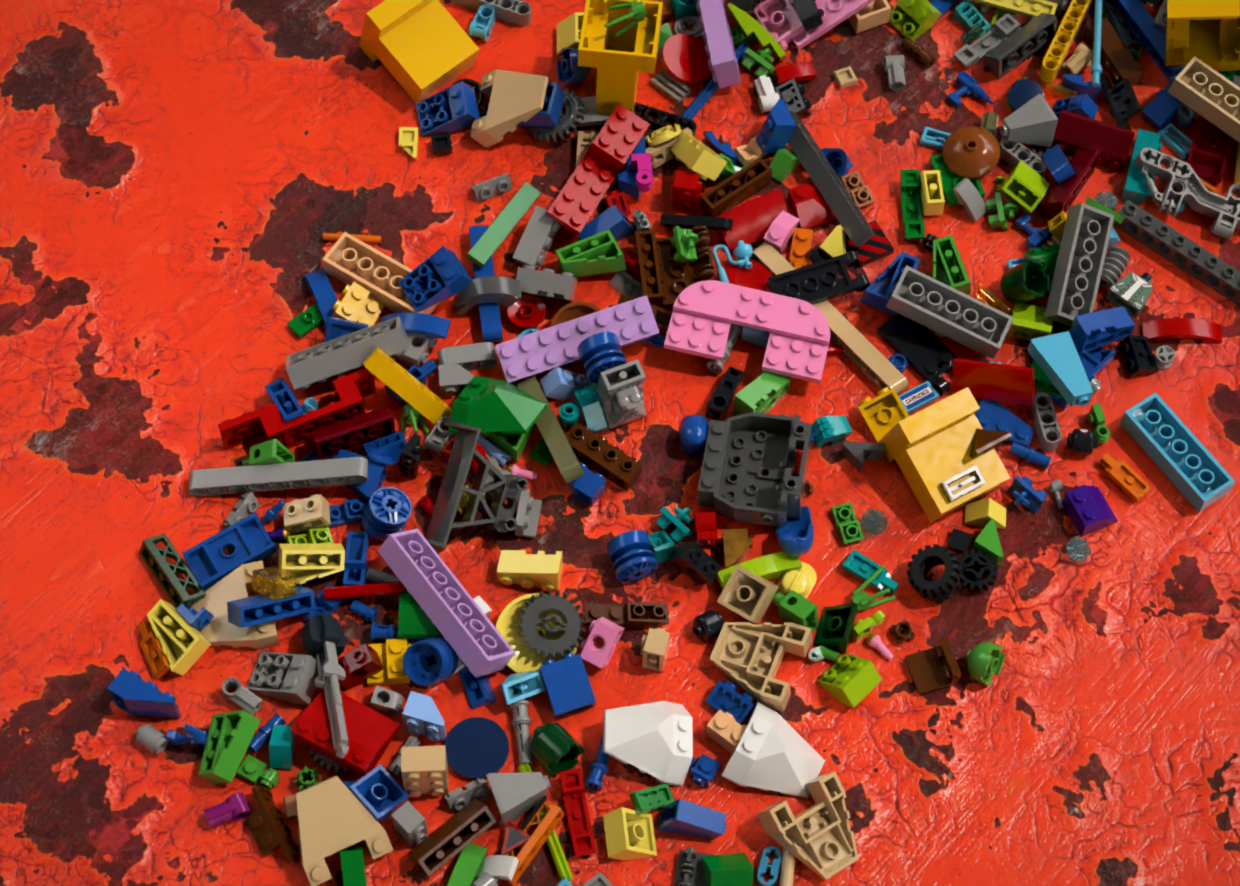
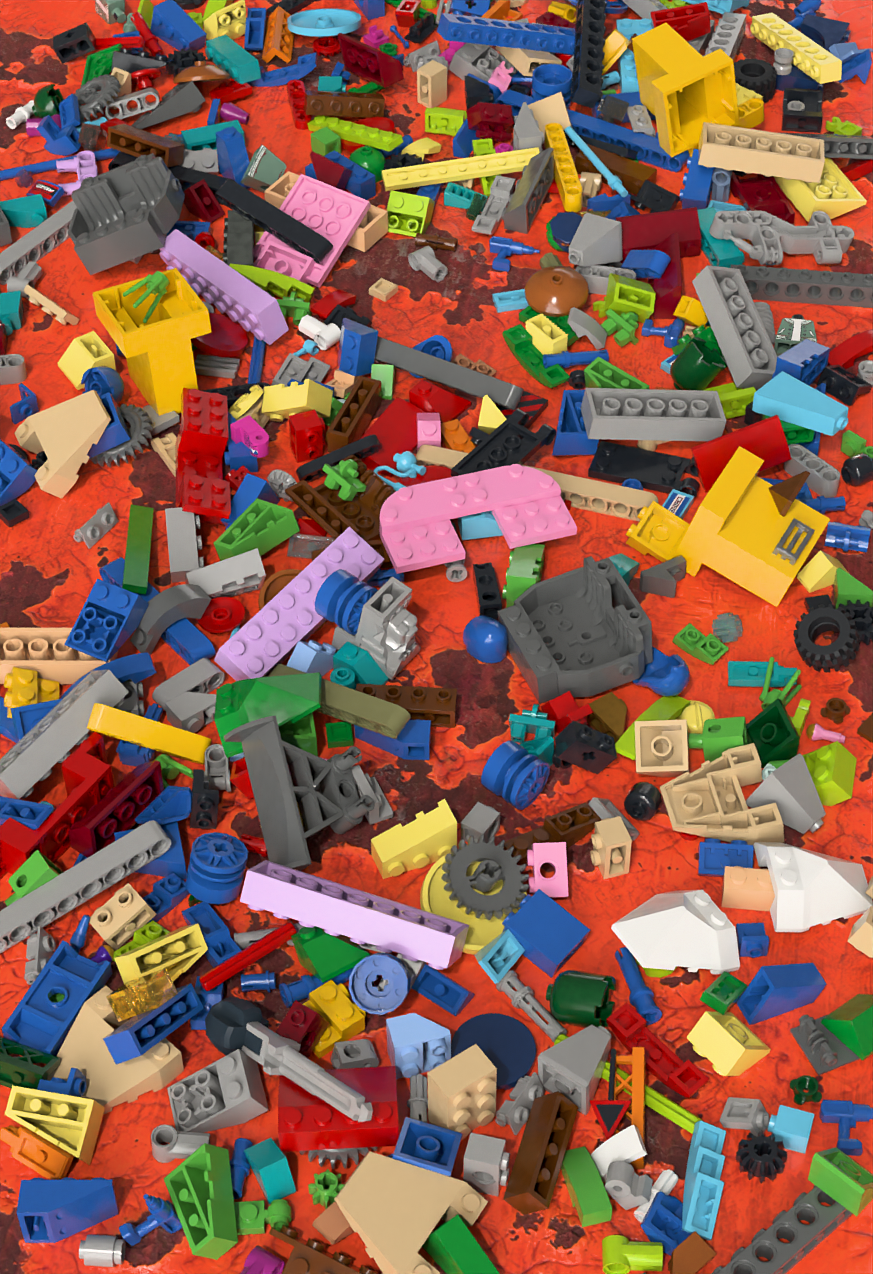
camera: 30 degrees left, 15 degrees down
(507, 54) = (25, 407): none -> blue bracket
(585, 579) = (480, 821): none -> light grey brick
(678, 629) = (606, 809): none -> light grey tile
(727, 126) = (300, 370): none -> light grey slope
(750, 104) = (308, 347): none -> medium azure hand
(809, 683) = (794, 795): none -> light grey slope
(942, 222) = (569, 359): none -> blue pin

